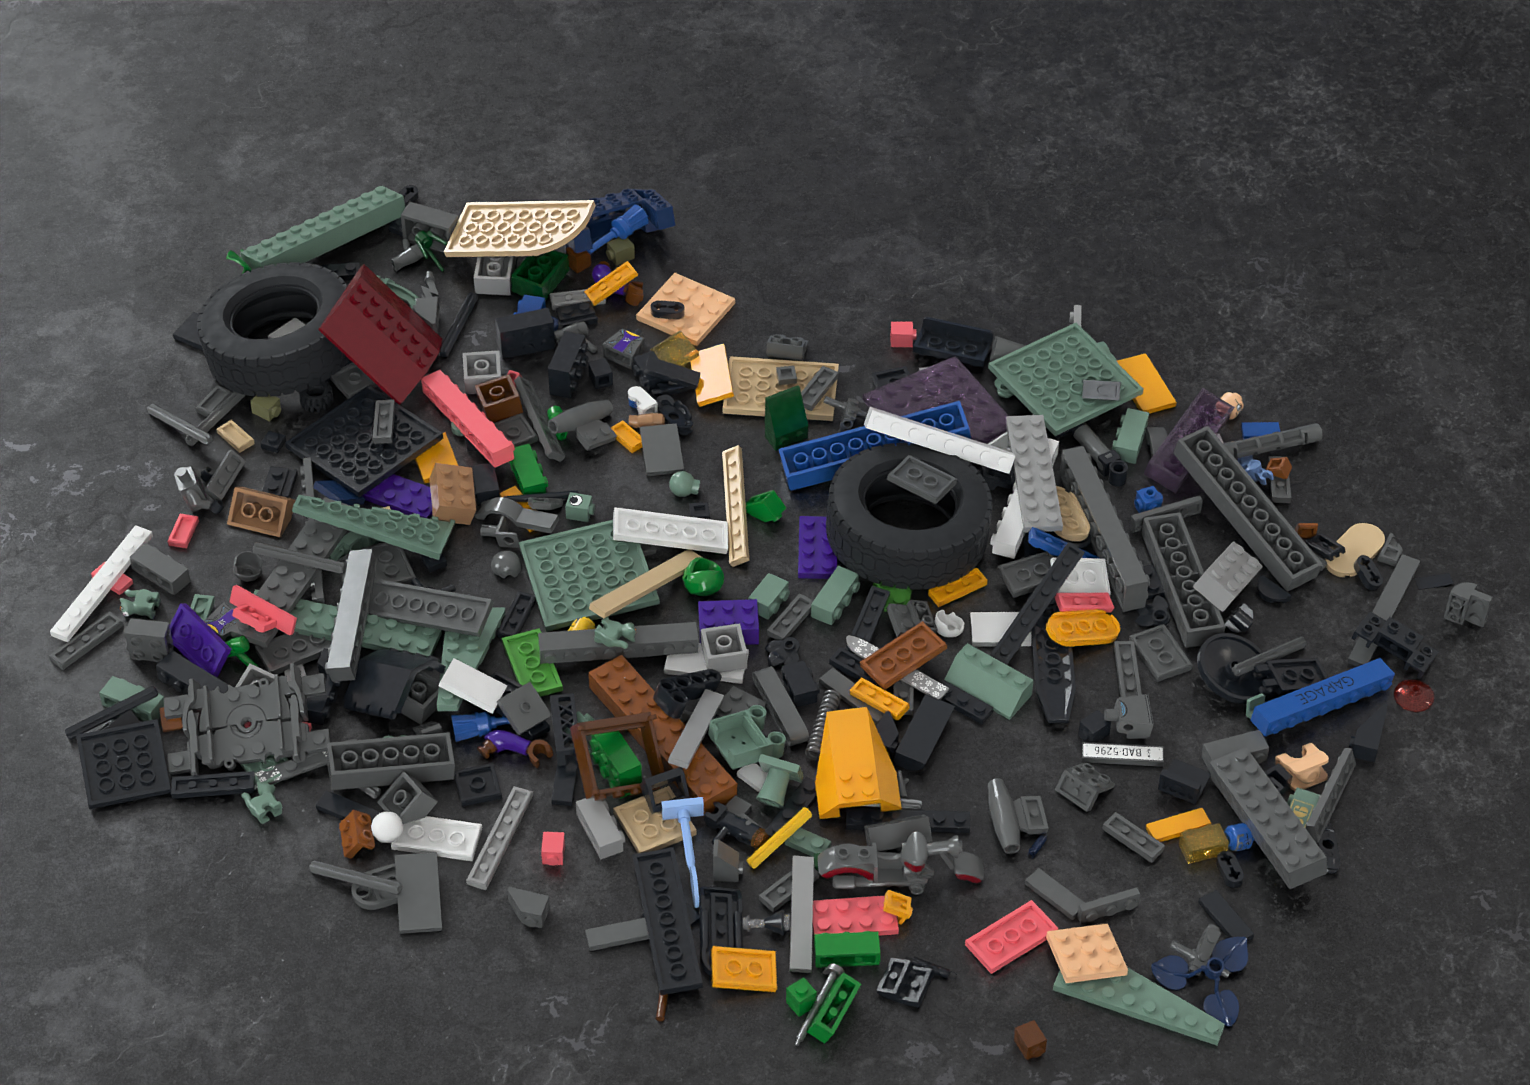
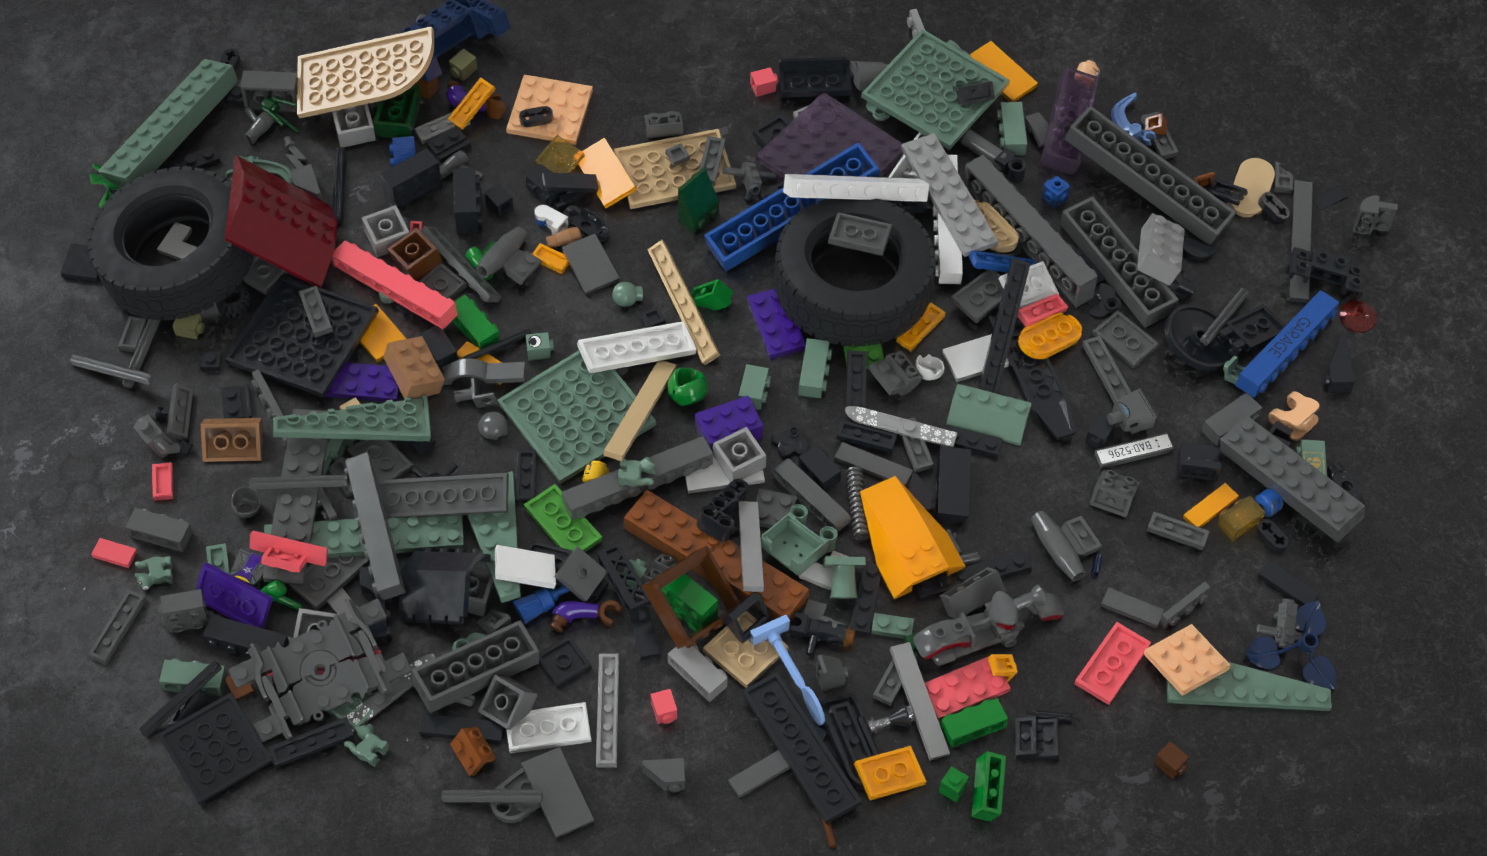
camera: 20 degrees left, 10 degrees up
(100, 585) = (107, 563): white plate -> none
(235, 436) = (170, 365): tan tile -> none
(336, 492) = (300, 399): dark blue tile -> none
(387, 827) = (500, 735): white hair -> none
(544, 503) = (504, 352): dark grey tile -> none
(623, 226) = (461, 40): blue piece -> none
(624, 346) = (510, 166): dark grey torso -> none
(779, 837) = (867, 630): yellow axle -> none
(790, 618) = (783, 403): dark grey plate -> none
(834, 972) = (973, 751): flat silver piece -> none
(879, 698) = (899, 462): light orange tile -> none
(903, 655) = (905, 413): dark orange tile -> none
(1187, 508) = (1078, 196): dark grey tile -> none
(1258, 429) = (1121, 90): blue tile -> none
(1275, 441) = (1144, 98): dark grey piece -> none
(1333, 790) = (1332, 432): dark grey plate -> none

